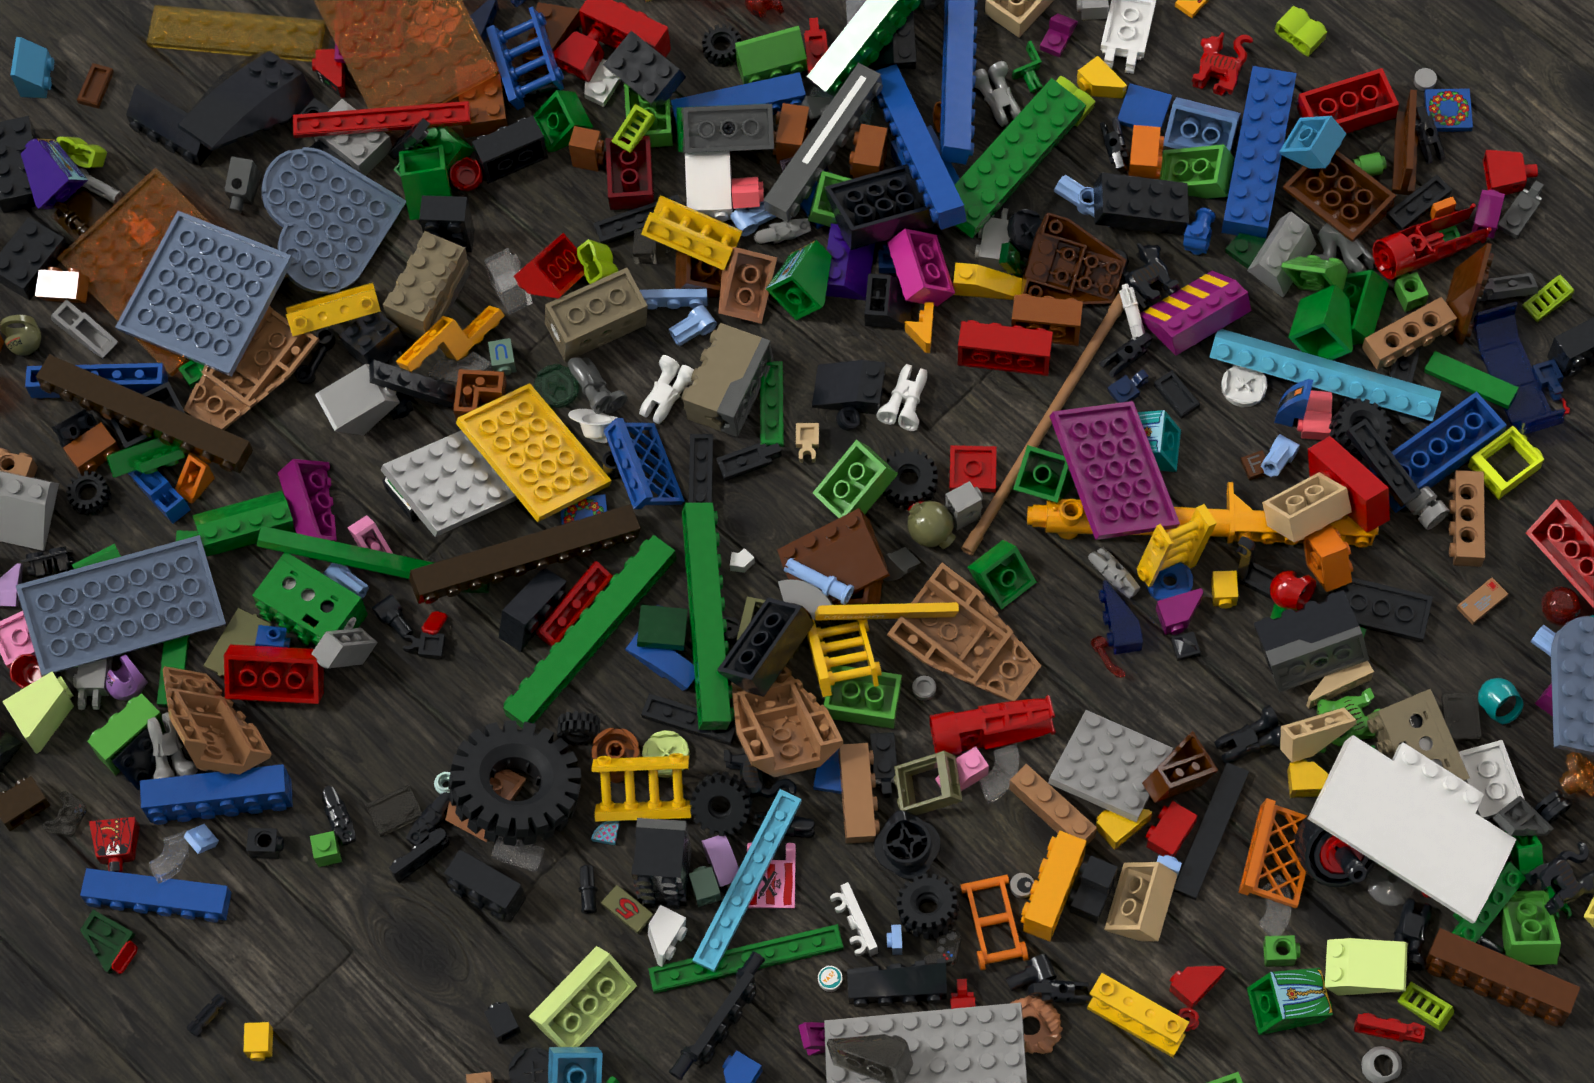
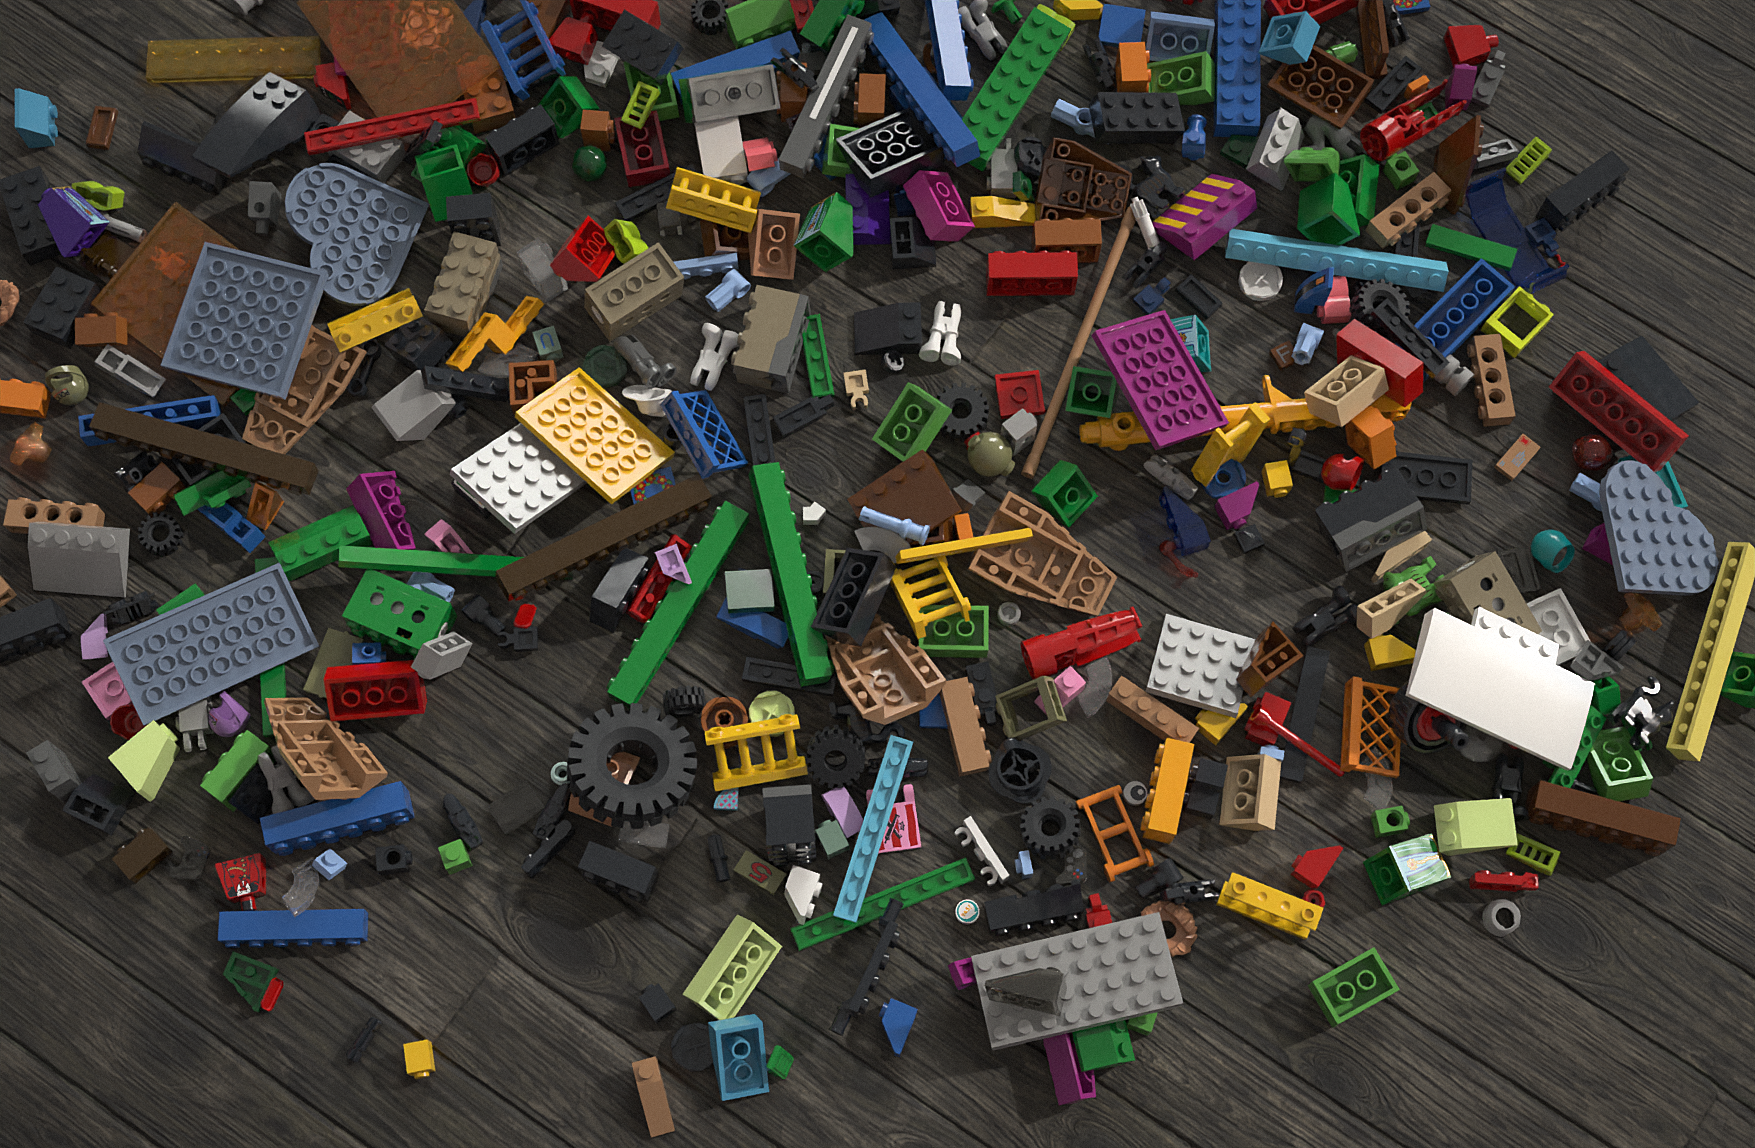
camera: 15 degrees left, 5 degrees up
(574, 181) = (589, 163): none -> dark green helmet
(589, 590) = (673, 564): none -> lavender slope
(783, 231) = (800, 186): light grey hinge -> none
(795, 113) = (796, 71): none -> black hinge
(890, 591) = (962, 527): none -> orange piece
(922, 331) = (948, 267): light orange slope -> none
(1164, 825) = (1262, 717): none -> red piece

